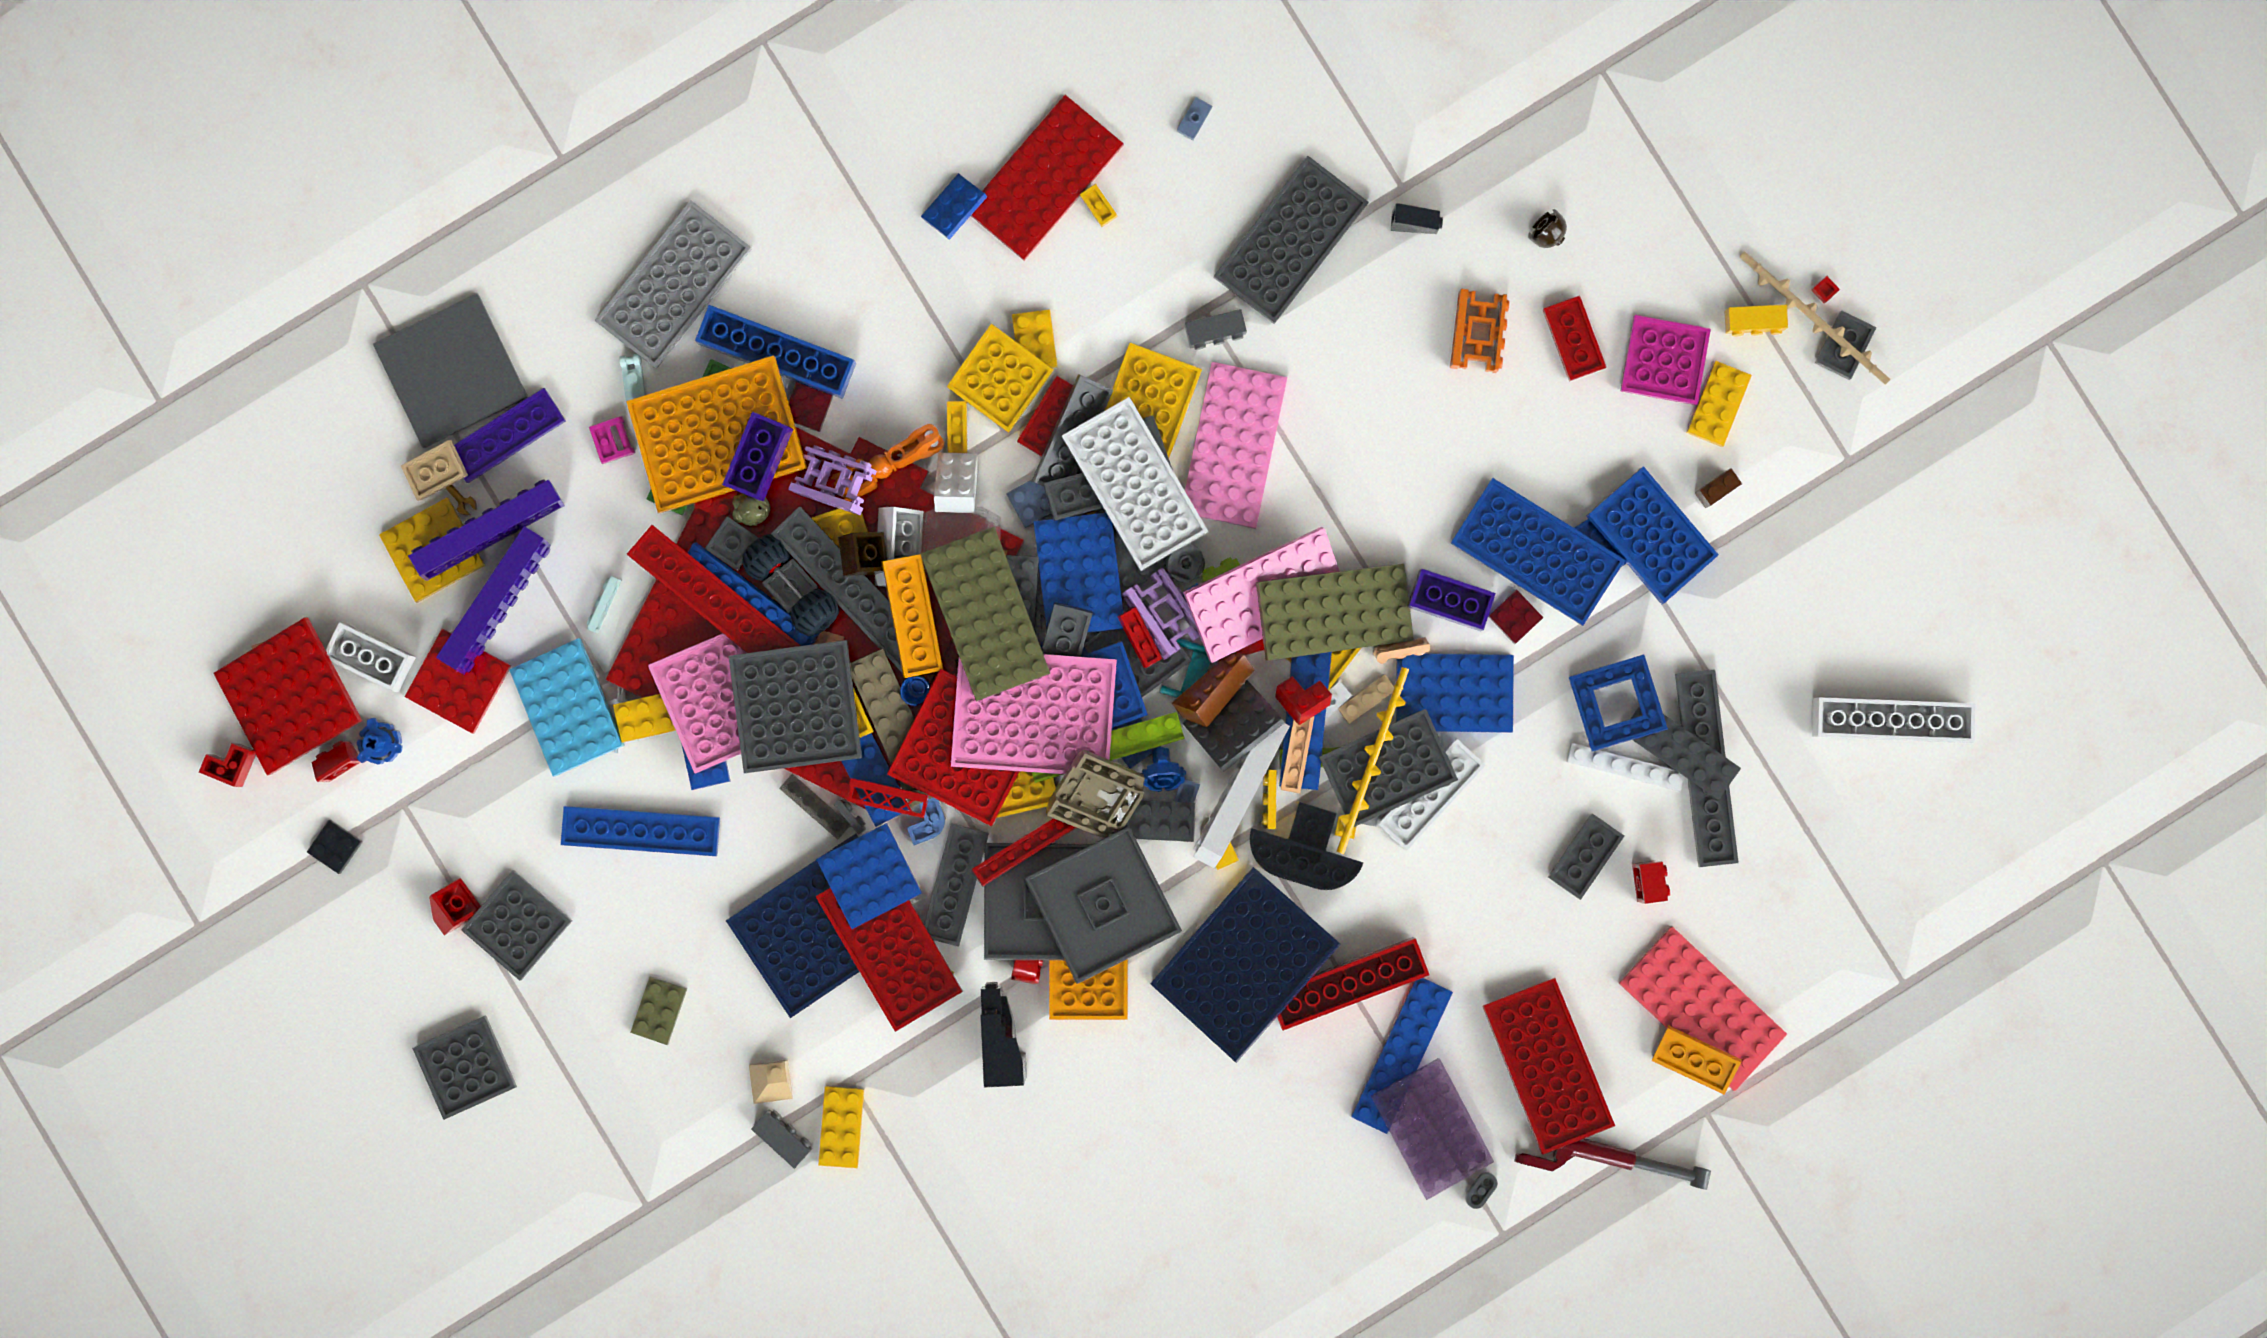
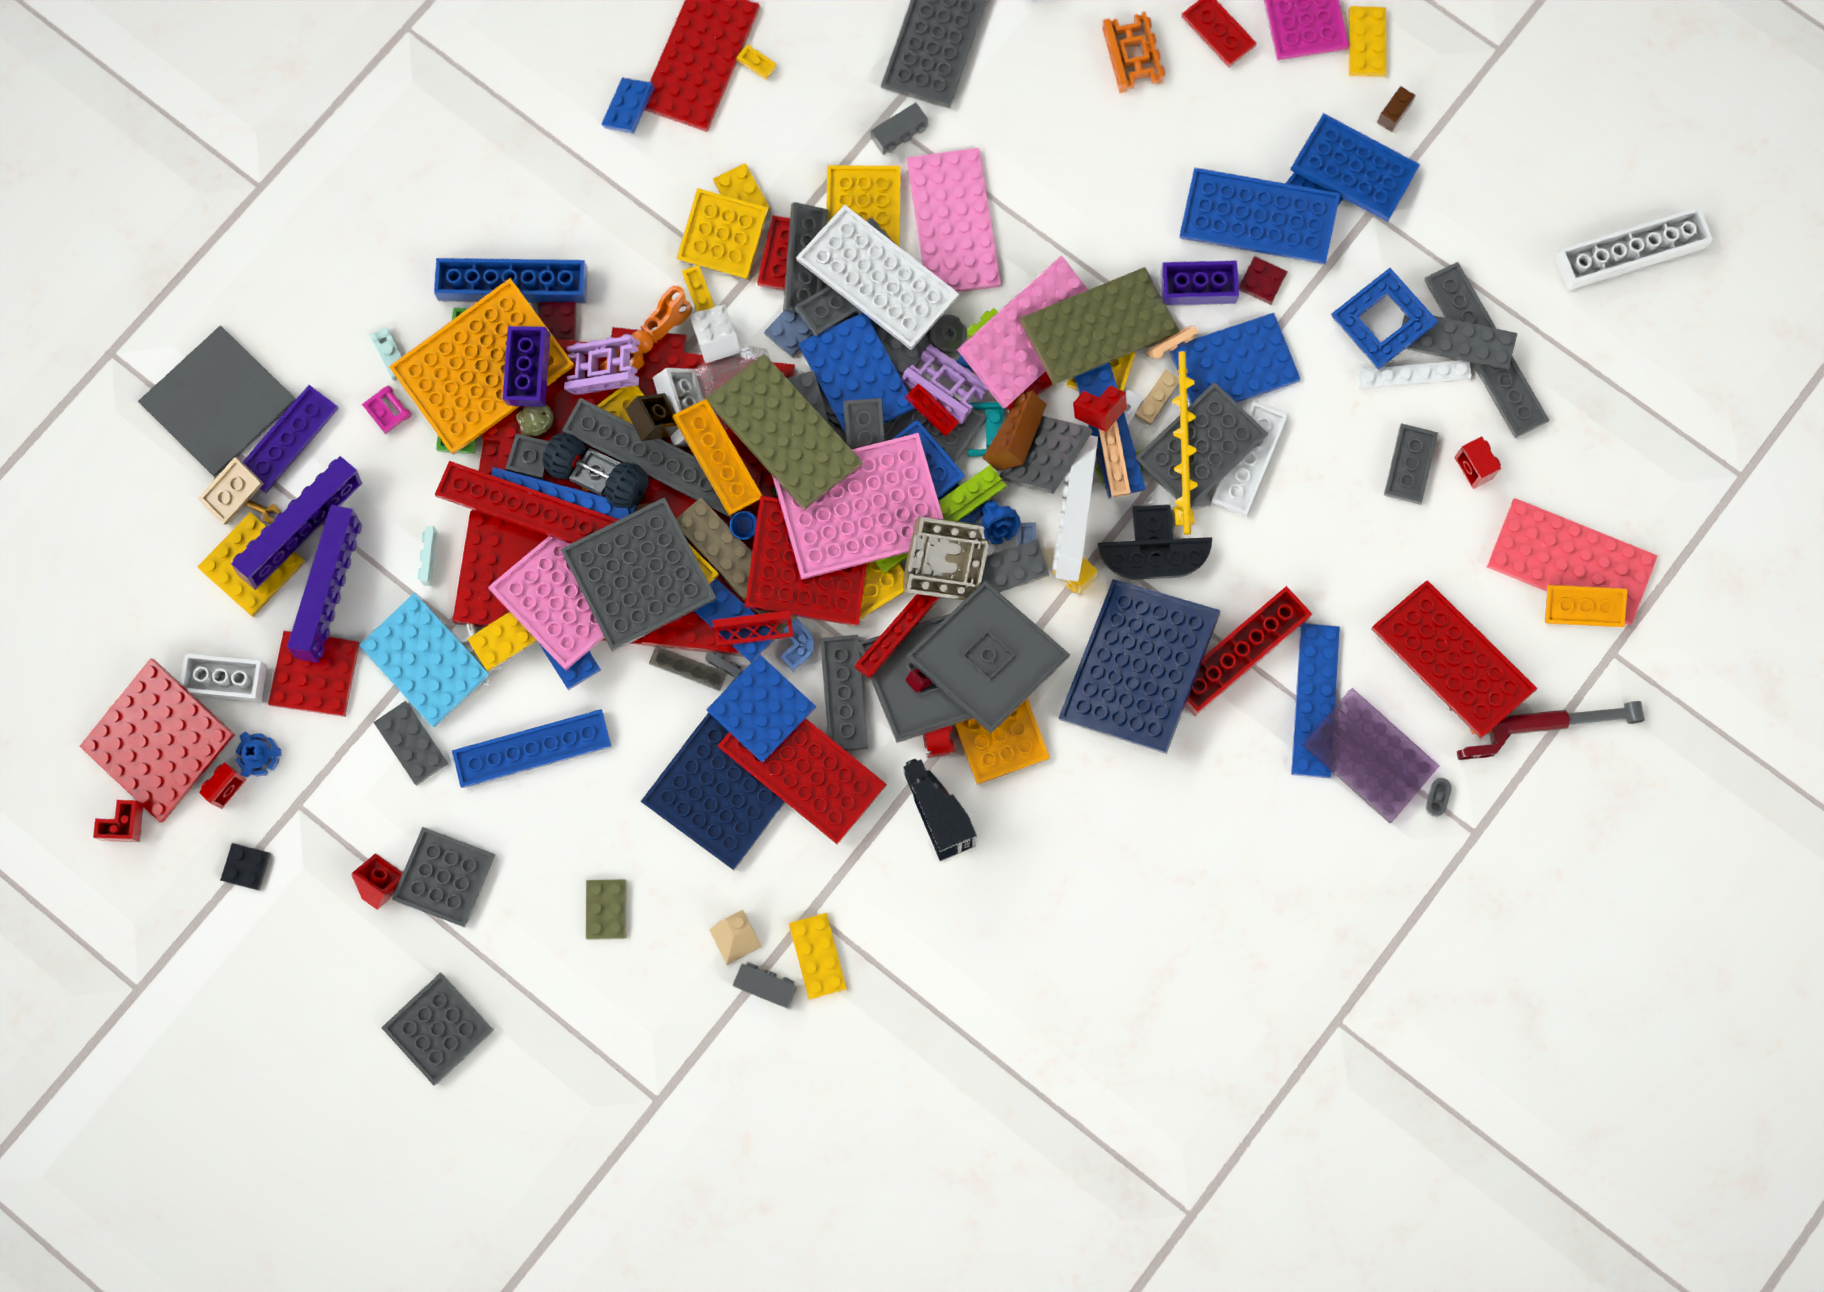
camera: 15 degrees left, 10 degrees down
(528, 783) = (411, 743): none -> dark grey plate
(673, 284) = (397, 257): light grey plate -> none
(1027, 904) = (918, 680): none -> dark red slope
(1269, 799) = (1105, 512): yellow plate -> none

